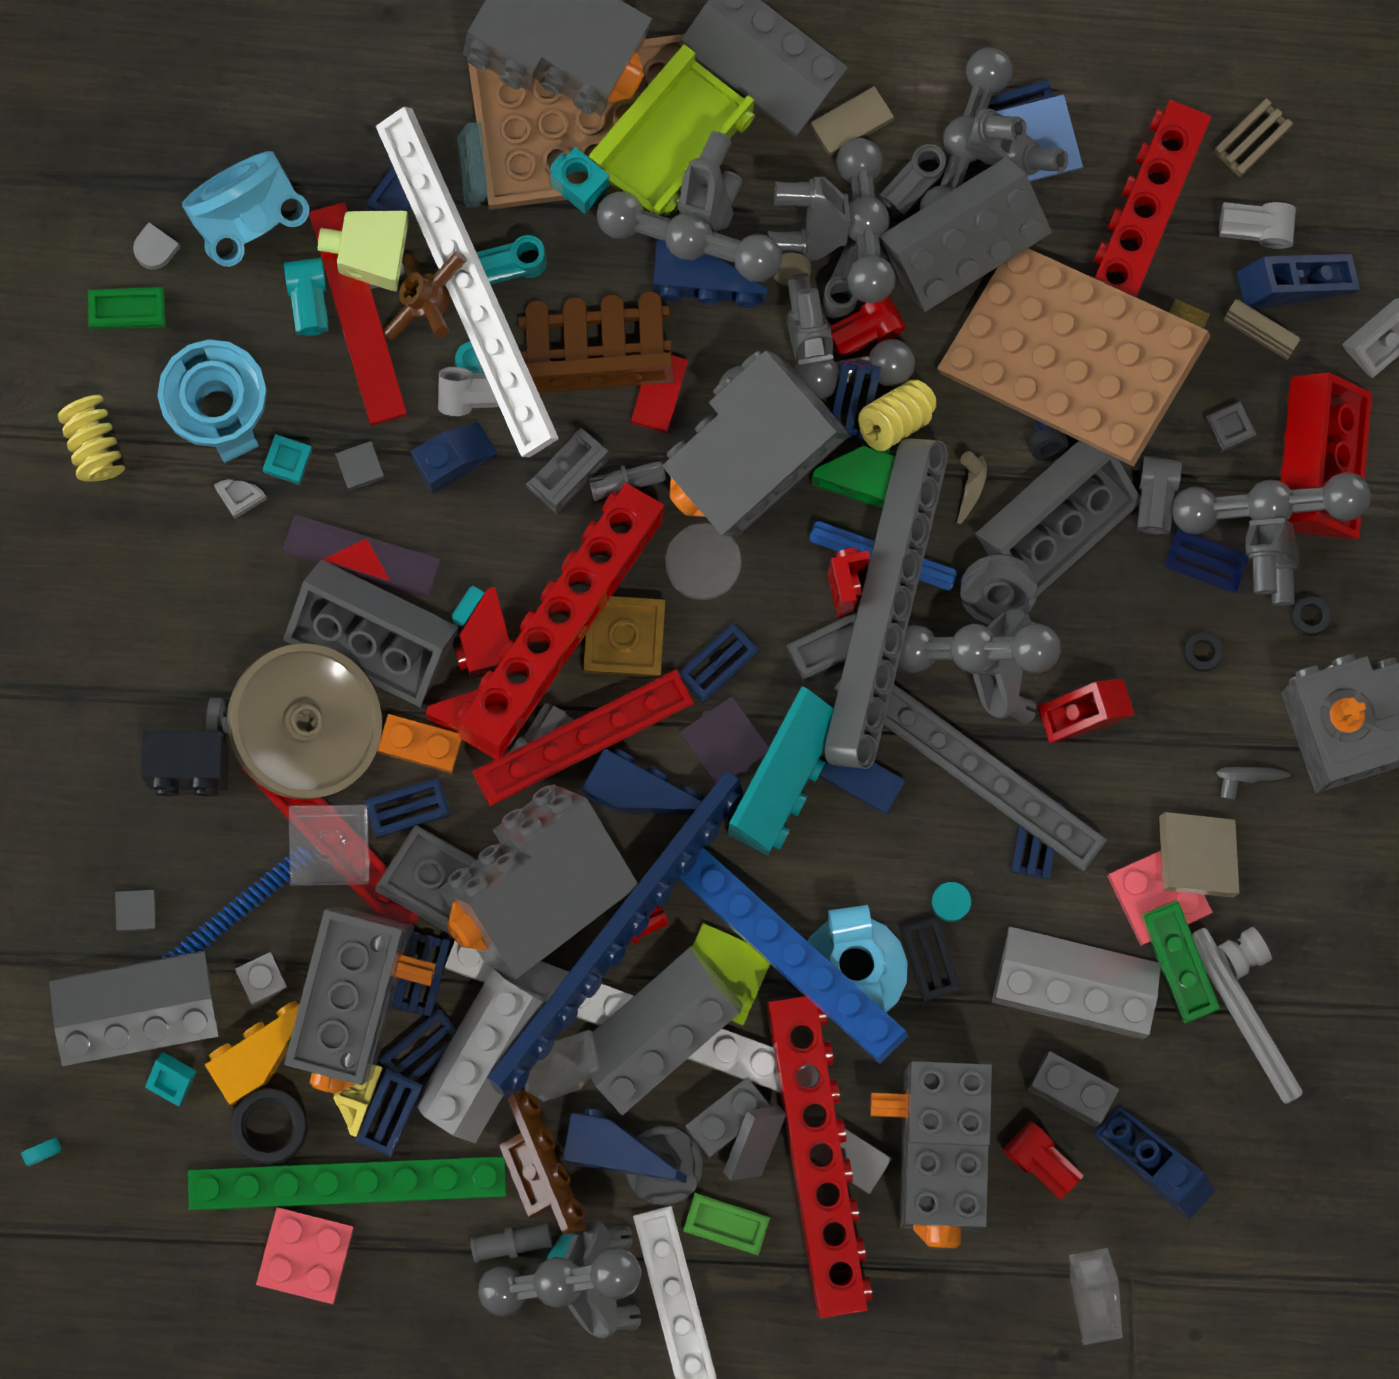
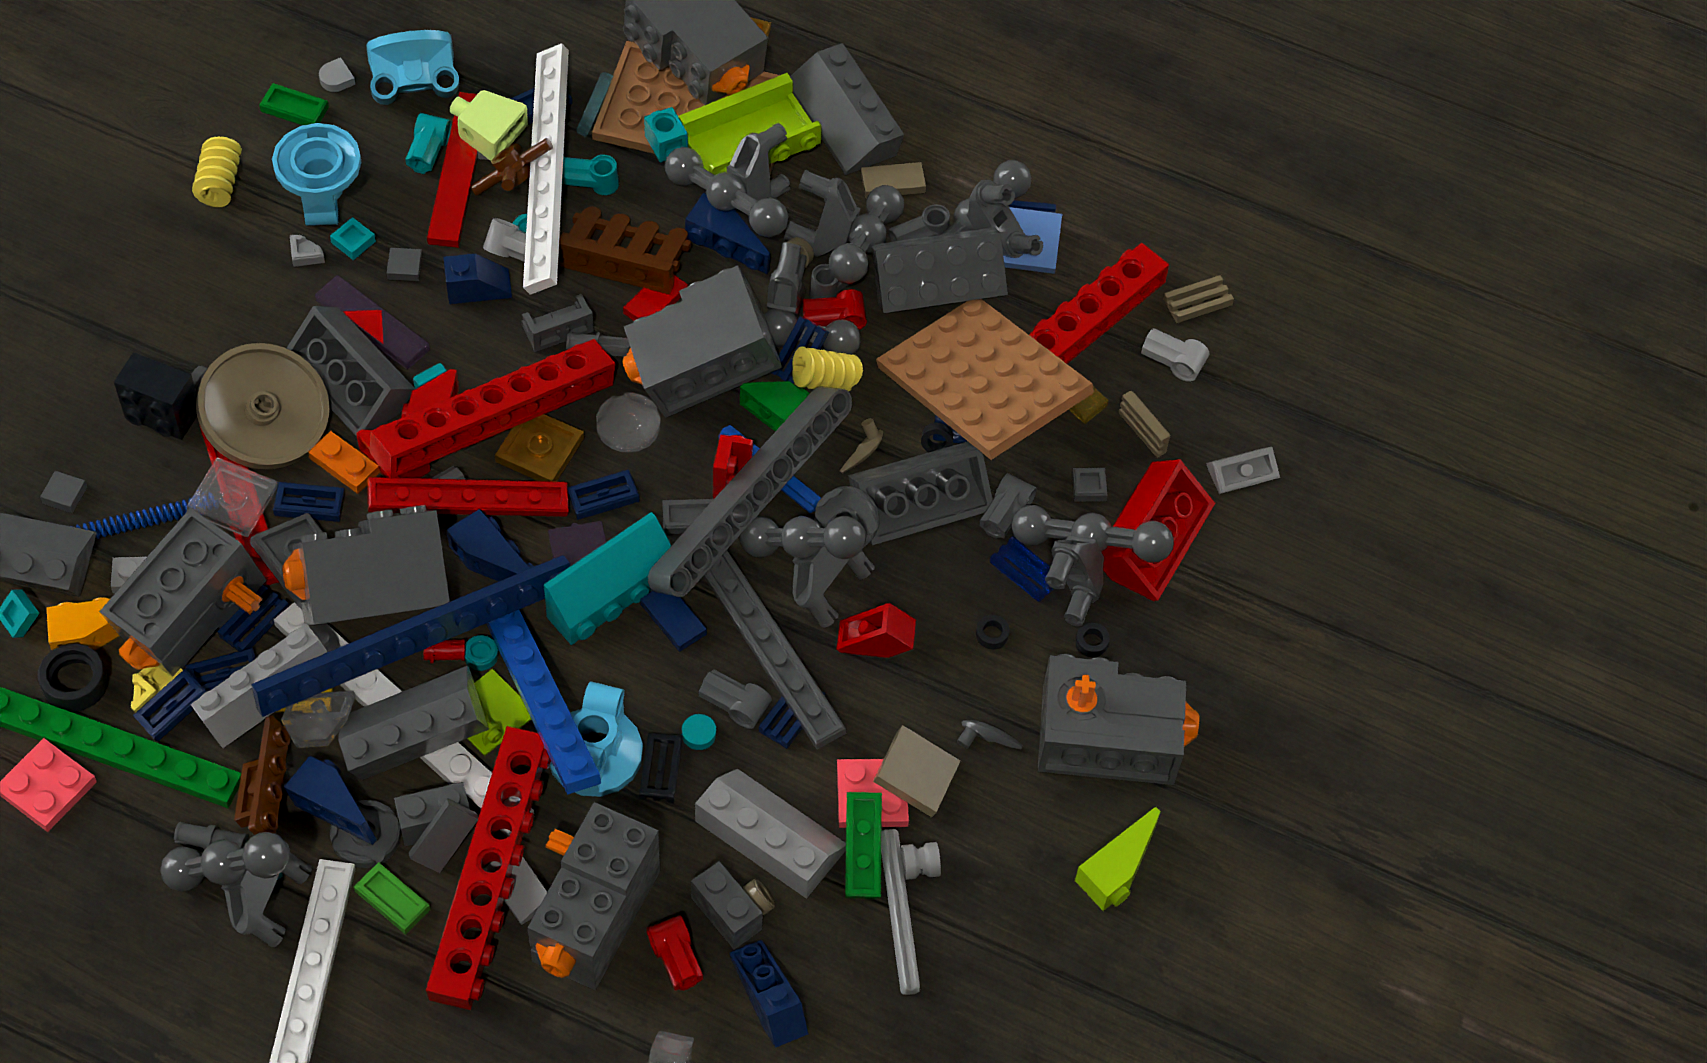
camera: 25 degrees right, 20 degrees down
(681, 908) = (481, 652): none -> teal tile
(983, 850) = (742, 702): none -> dark grey piece
(1100, 1064) = (759, 895): none -> dark tan tile
(1296, 279) = (1188, 400): dark blue slope -> none

